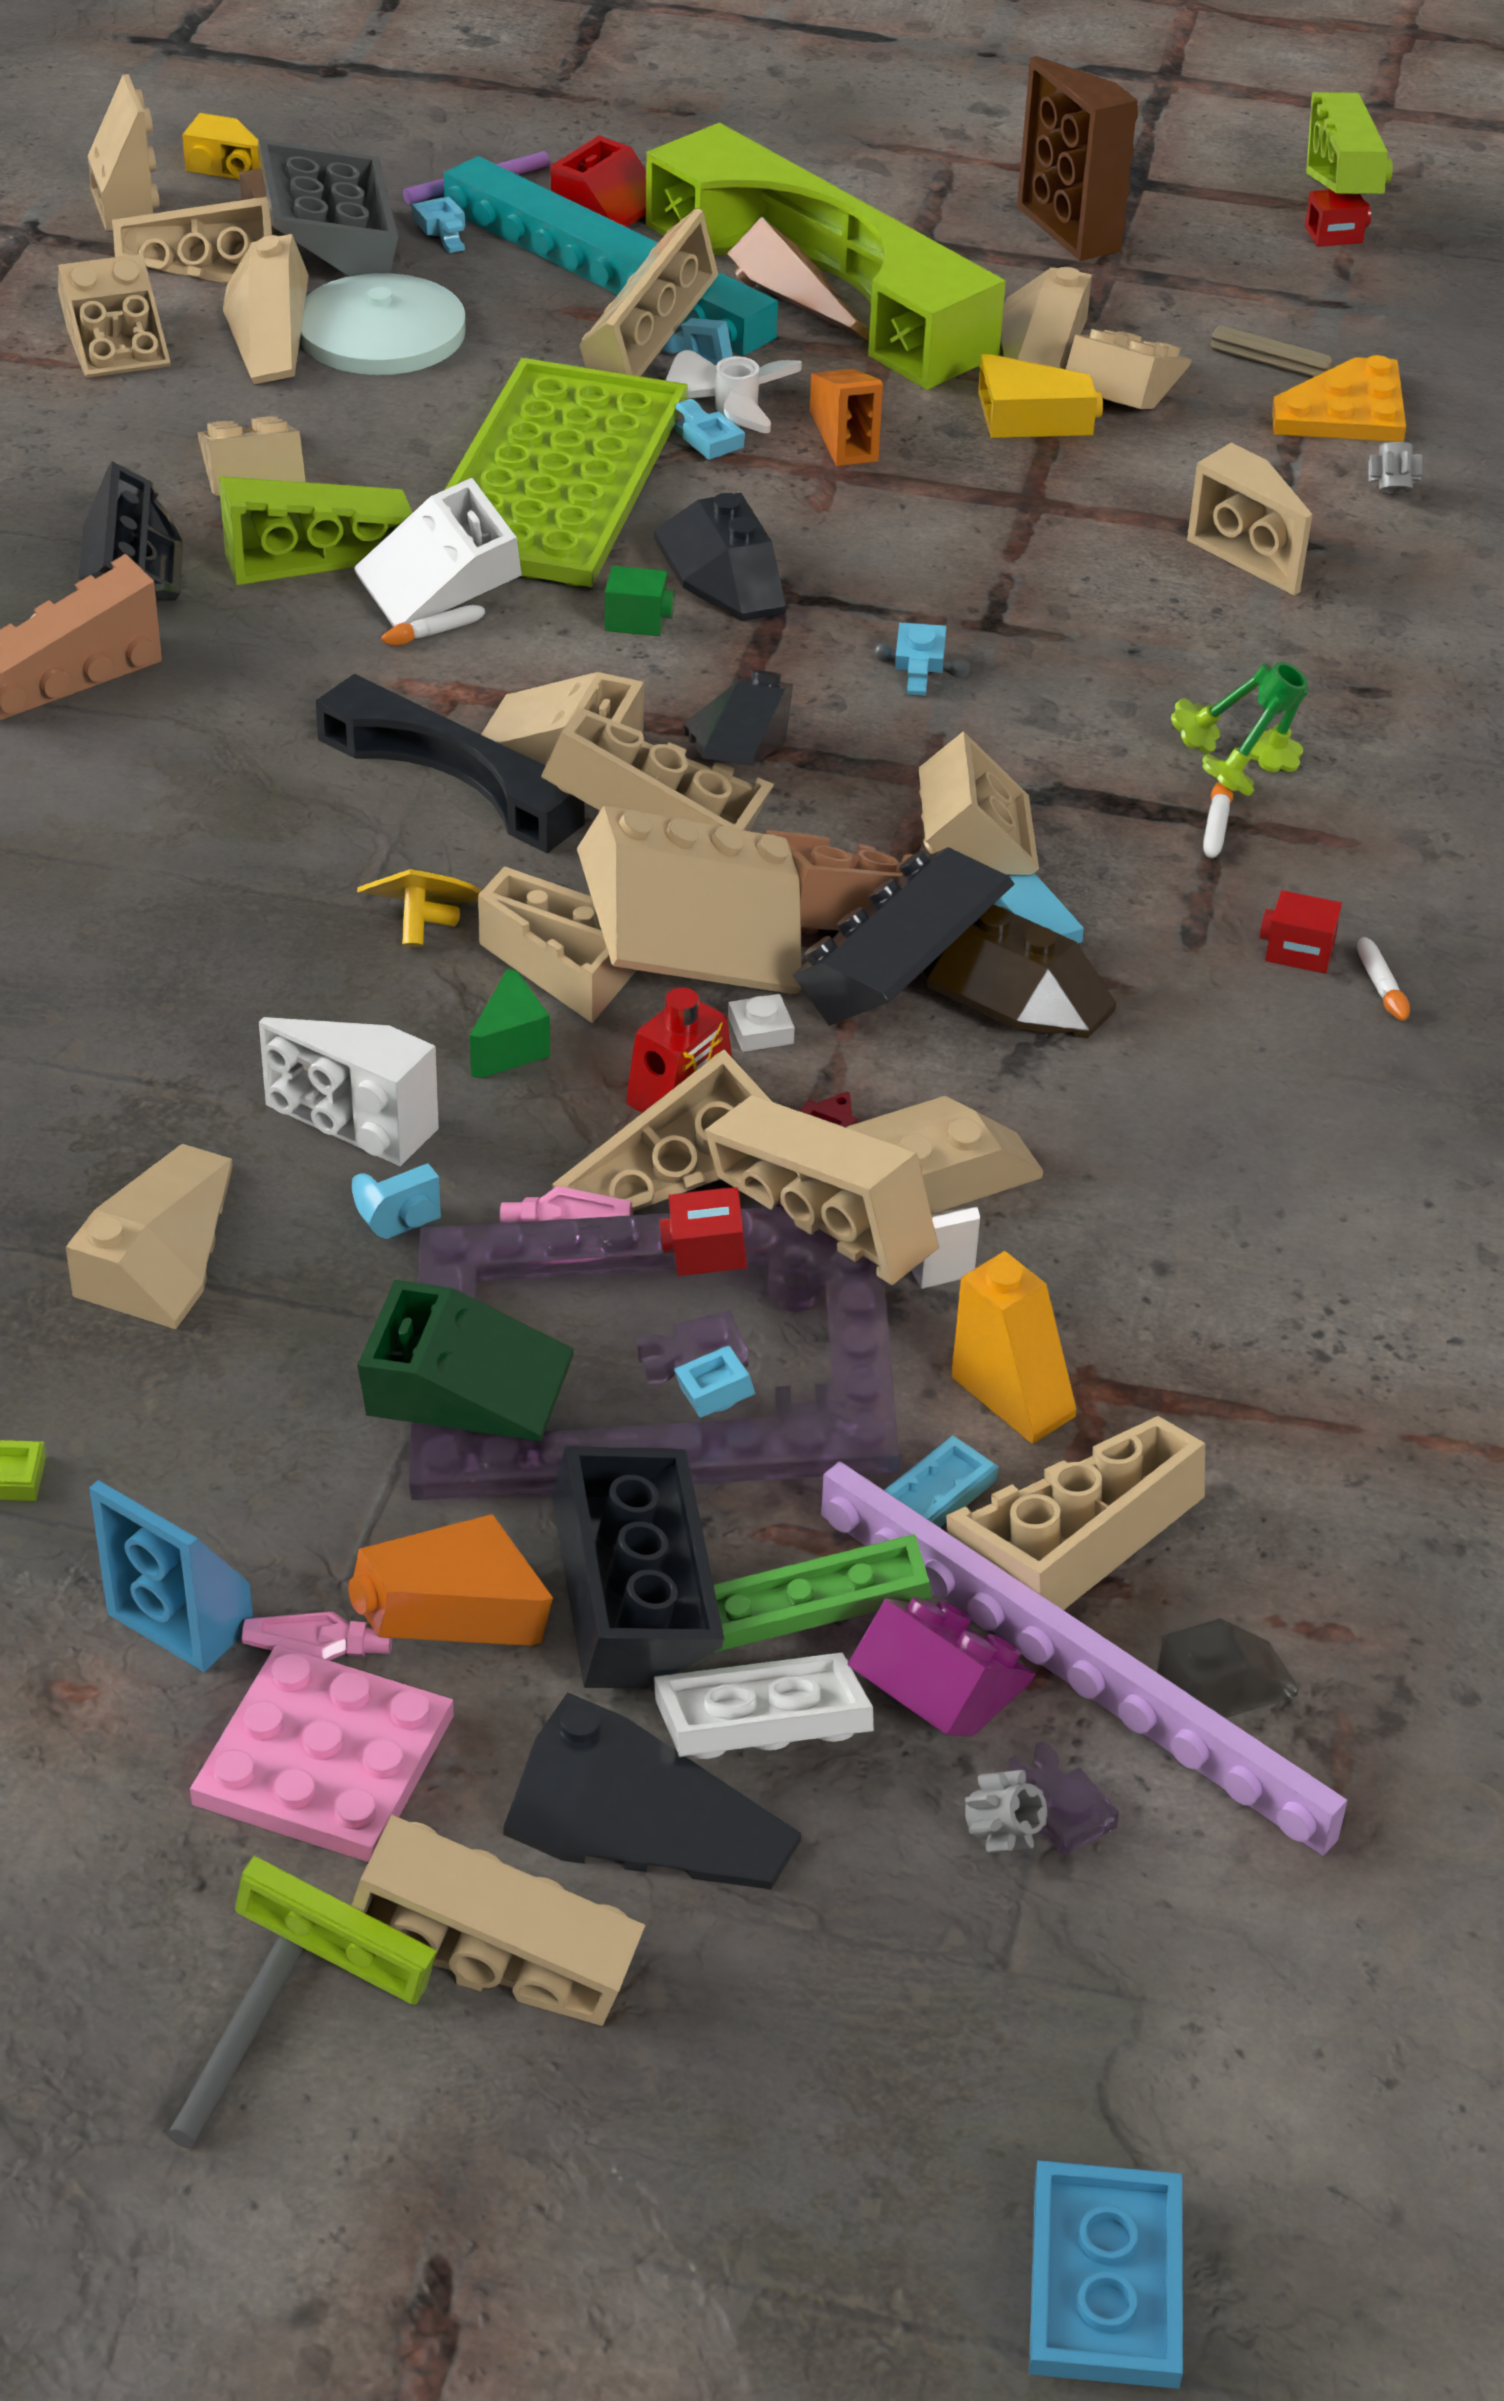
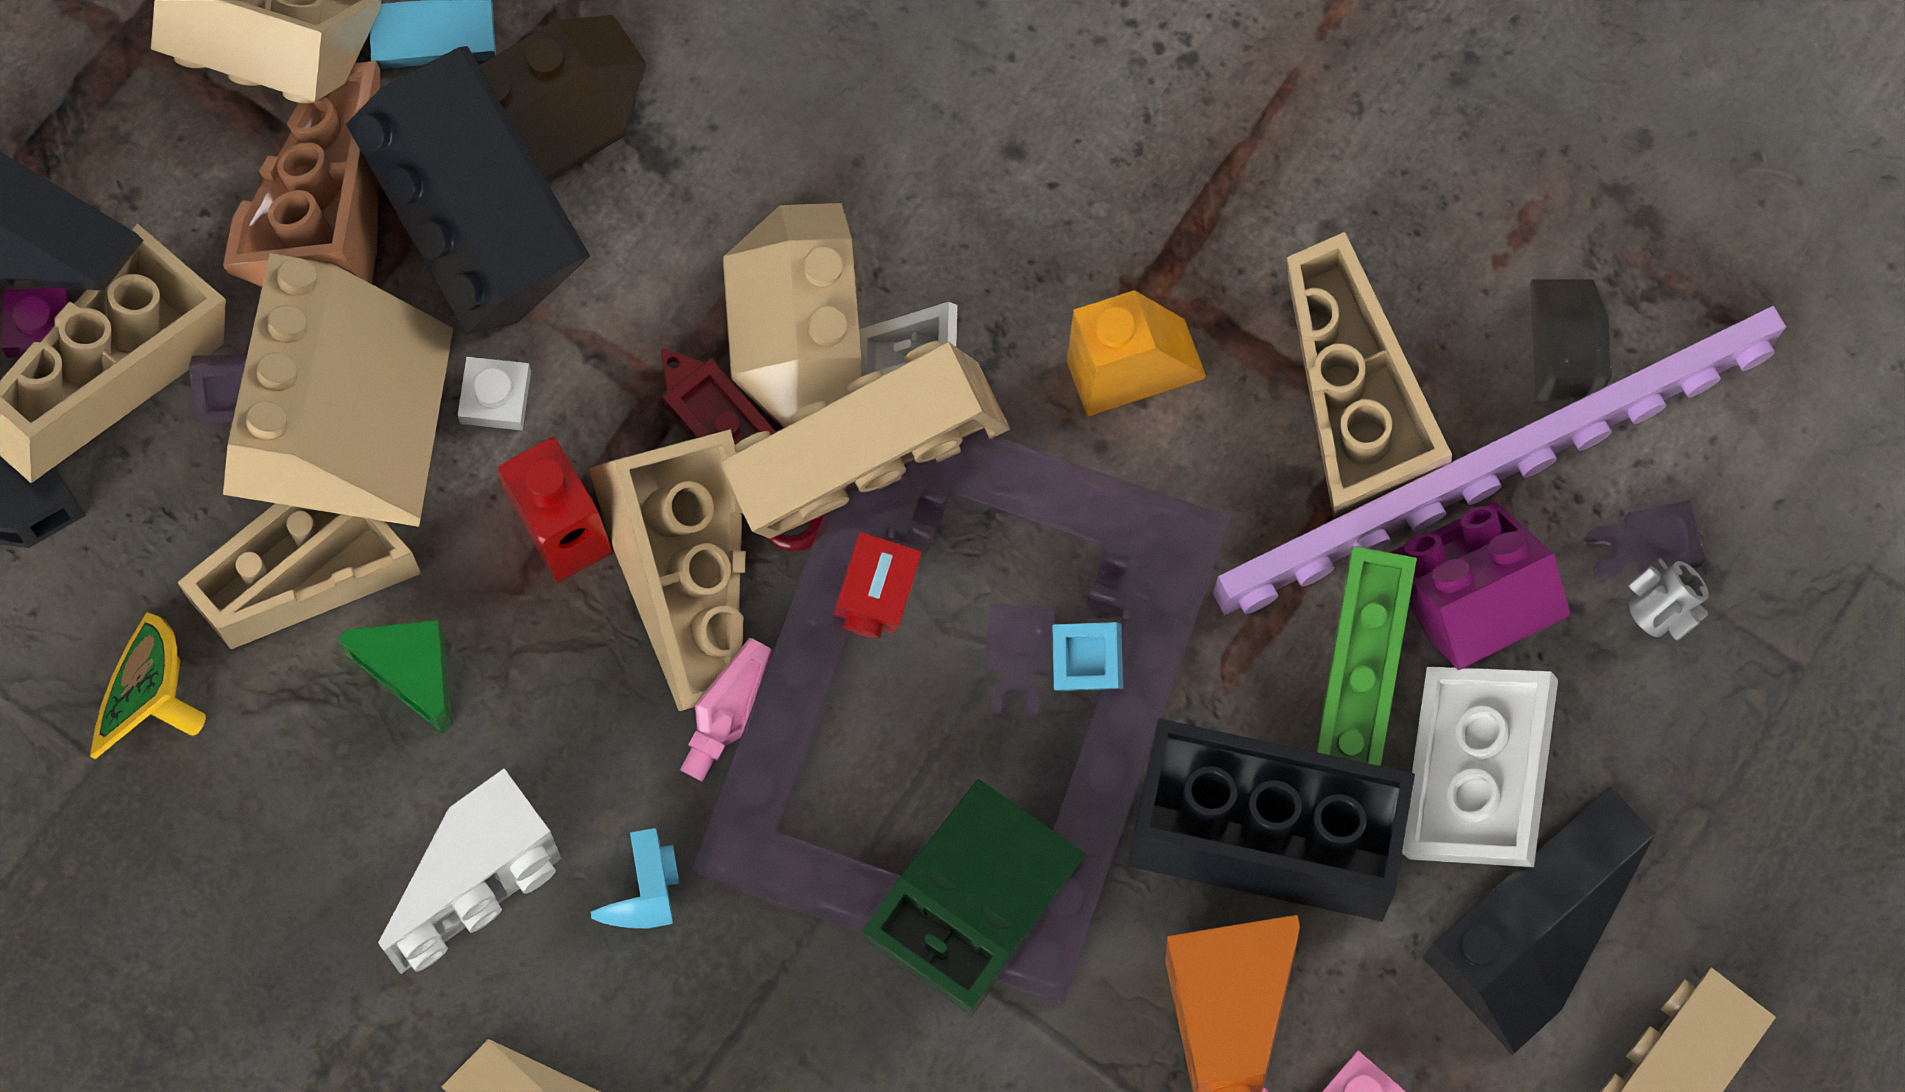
camera: 70 degrees left, 30 degrees up
(945, 1481) = (1249, 493): medium azure plate -> none

